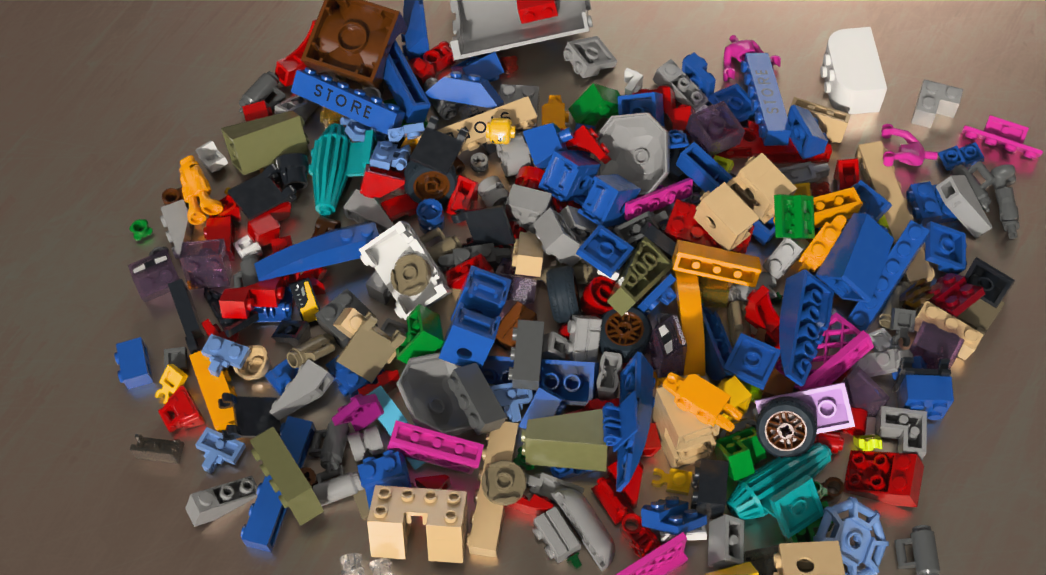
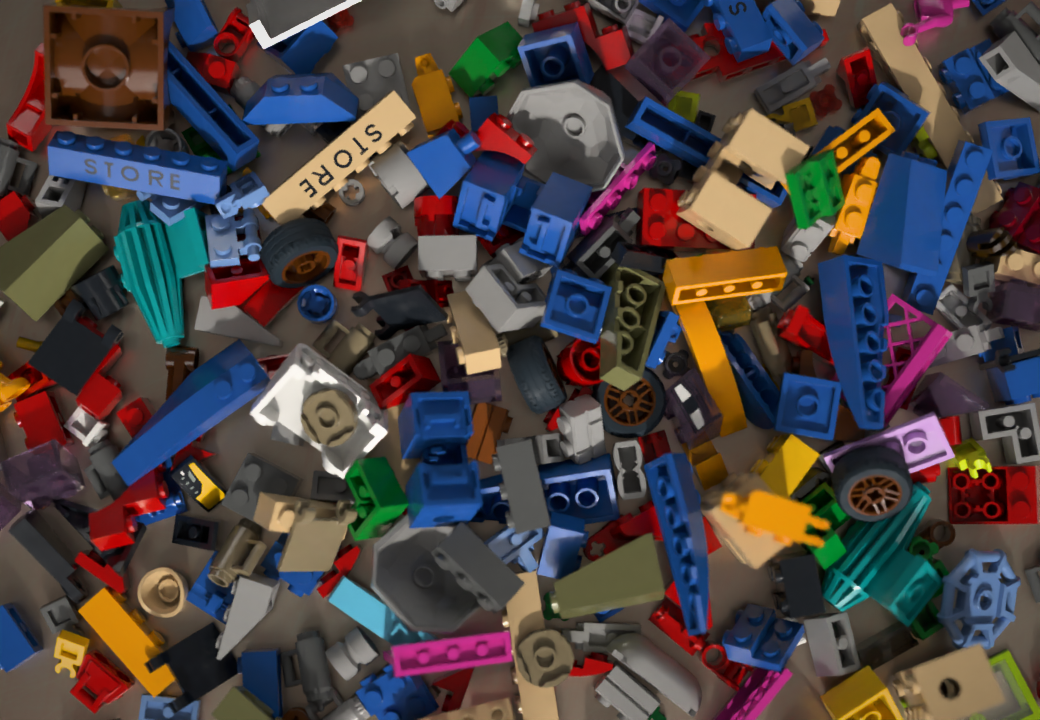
camera: 25 degrees left, 25 degrees up
(224, 353) = (124, 597): medium blue hinge -> none
(360, 412) = (333, 625): magenta bracket -> none
(438, 149) = (298, 218): black flag -> none
(500, 131) = (375, 161): yellow head -> none
(620, 421) = (677, 557): blue hinge -> none
(676, 481) = (746, 577): yellow plate -> none
(678, 139) = (618, 89): blue slope -> none

